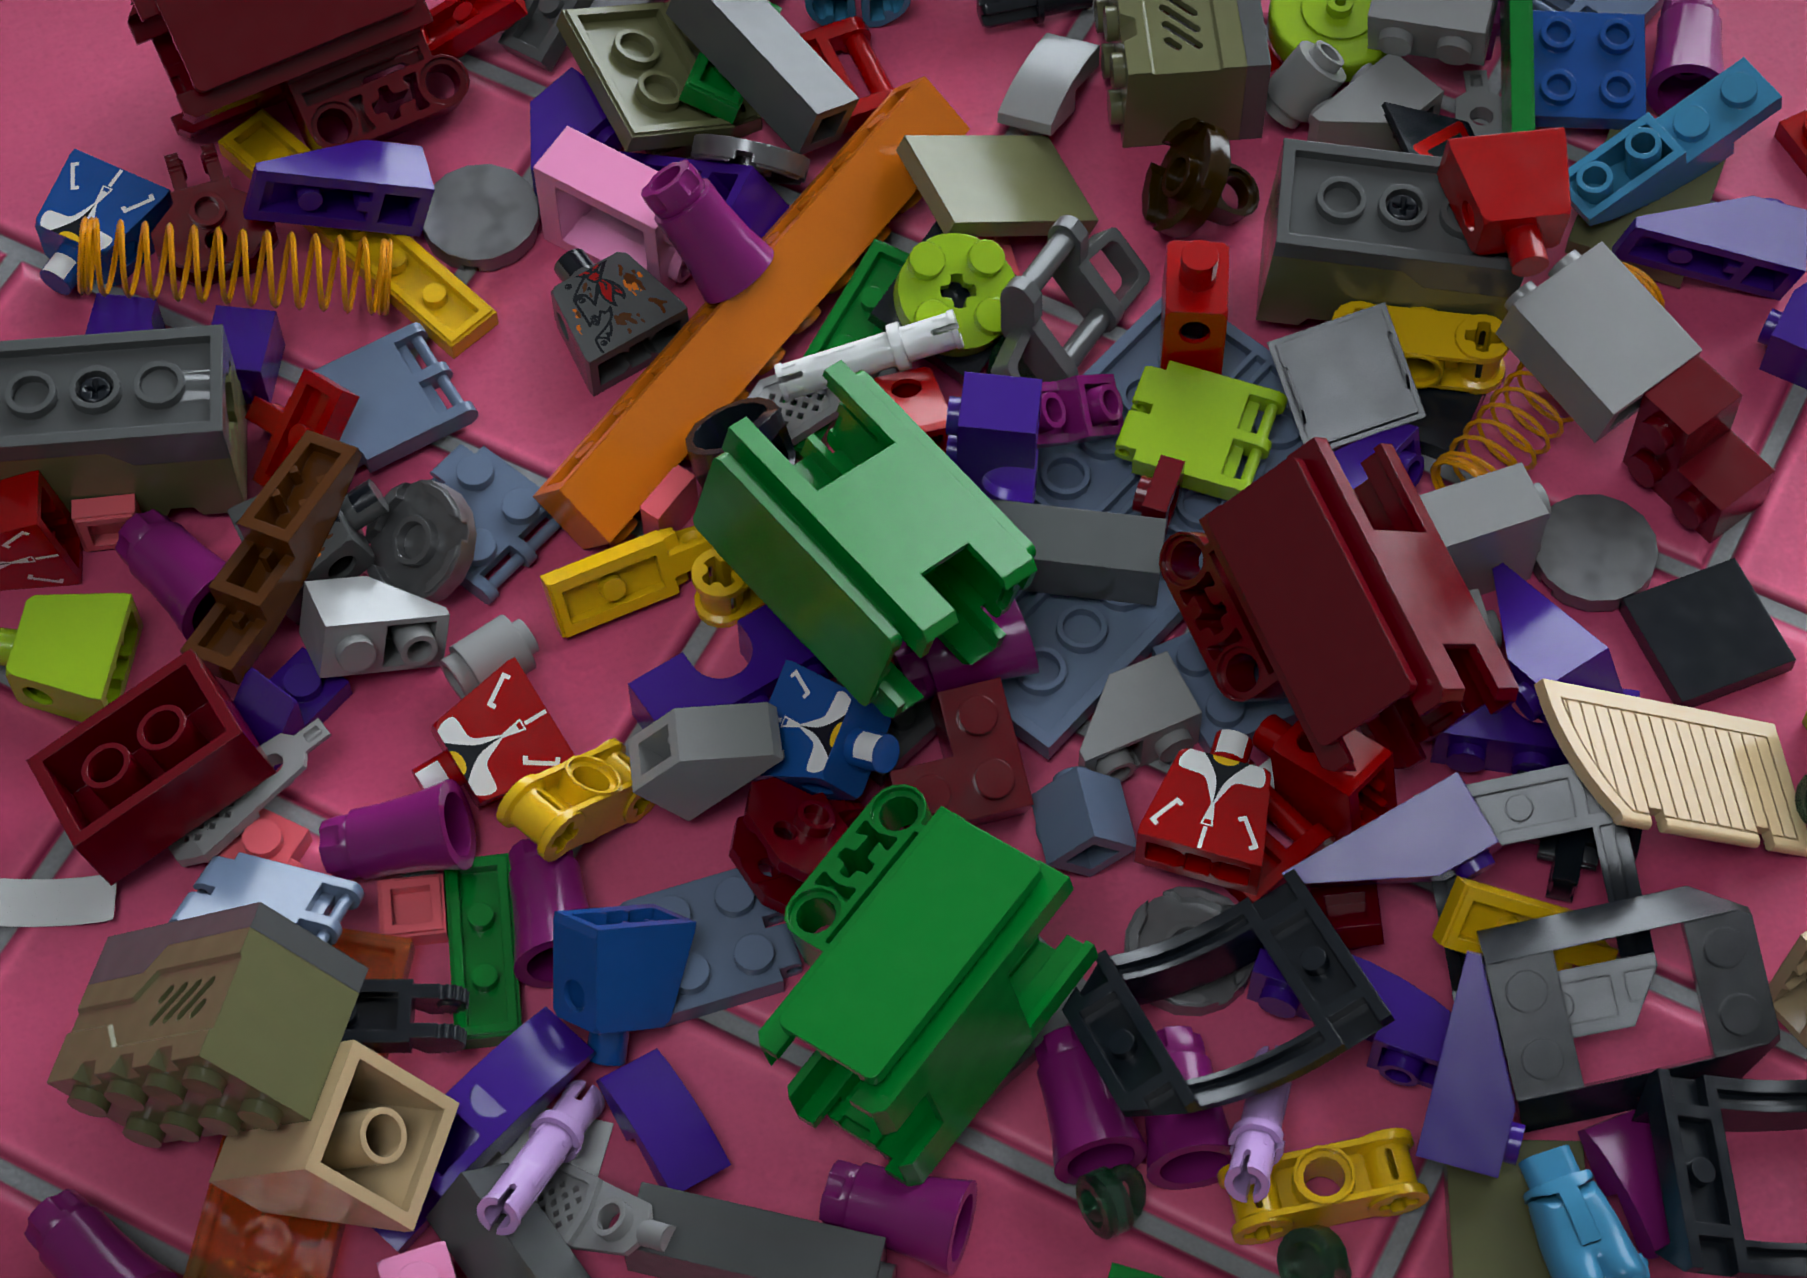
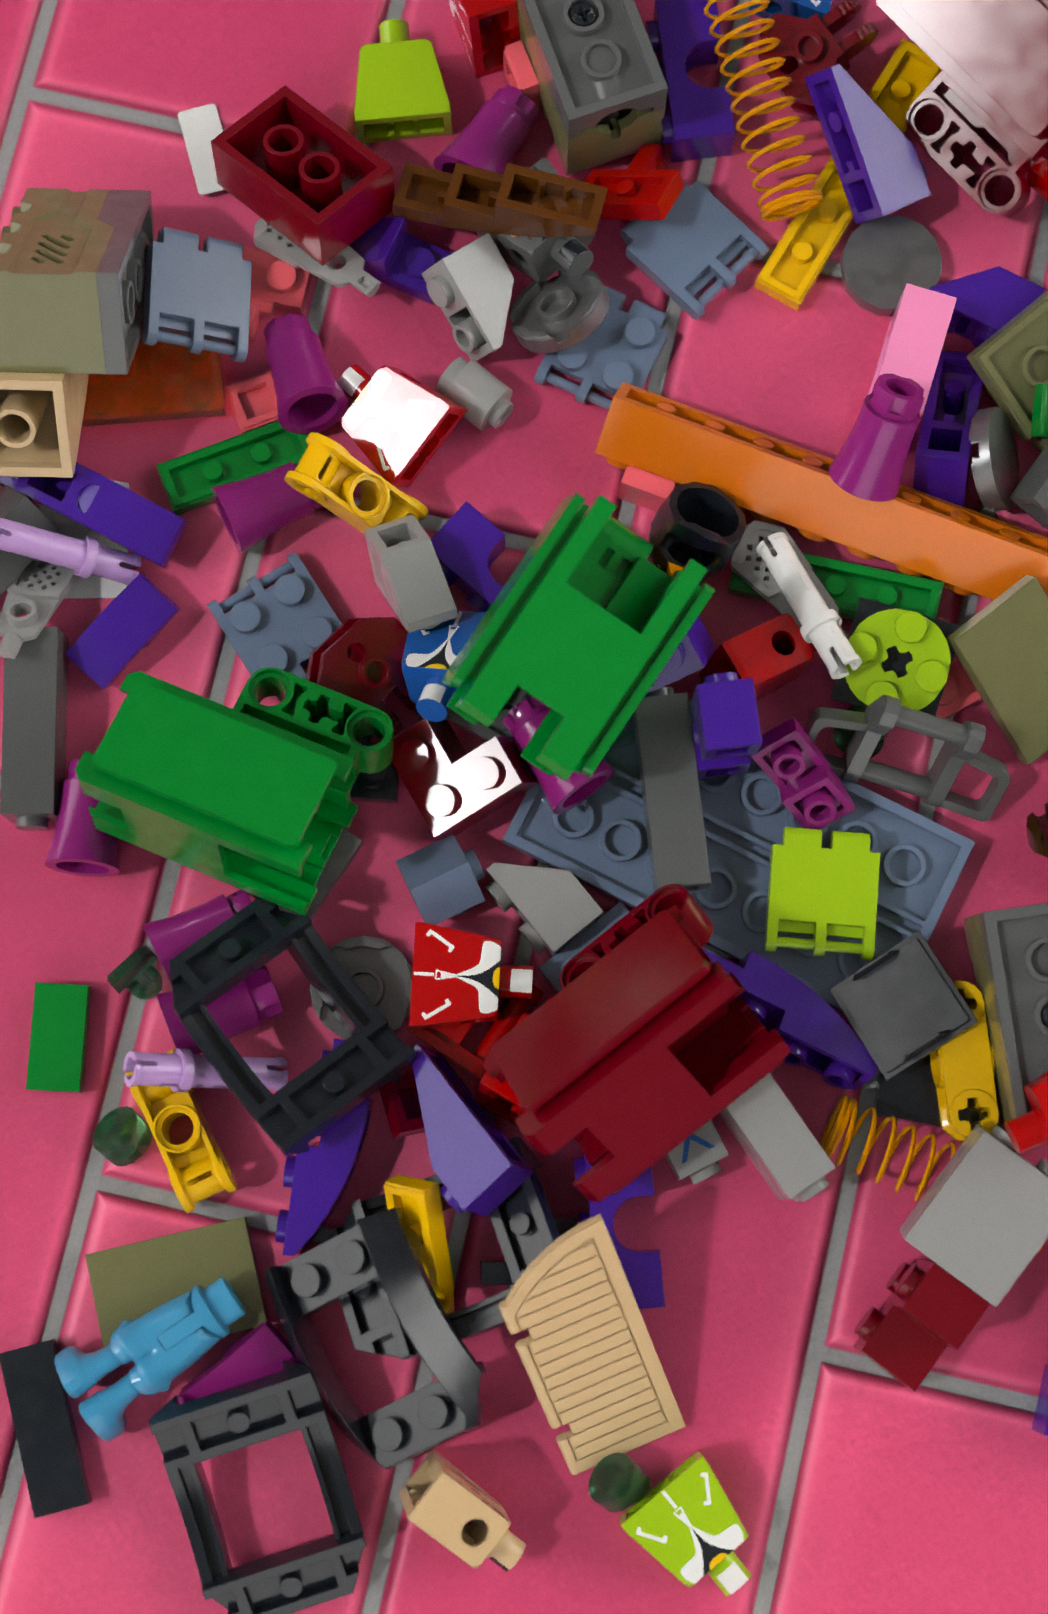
camera: 75 degrees right, 20 degrees up
(386, 1017) = (146, 405): black hinge -> none
(613, 316) = (815, 393): dark grey torso -> none
(618, 972) = (221, 563): blue torso -> none
(621, 578) = (569, 466): yellow hinge -> none
(1161, 493) = (743, 873): dark red plate -> none
(1195, 291) = (932, 861): red torso -> none
(1472, 1093) = (264, 1229): dark purple slope -> none
(1547, 644) = (671, 1220): dark purple slope -> none
(1596, 552) = (812, 1249): flat silver tile -> none
(1707, 634) = (756, 1357): black tile -> none

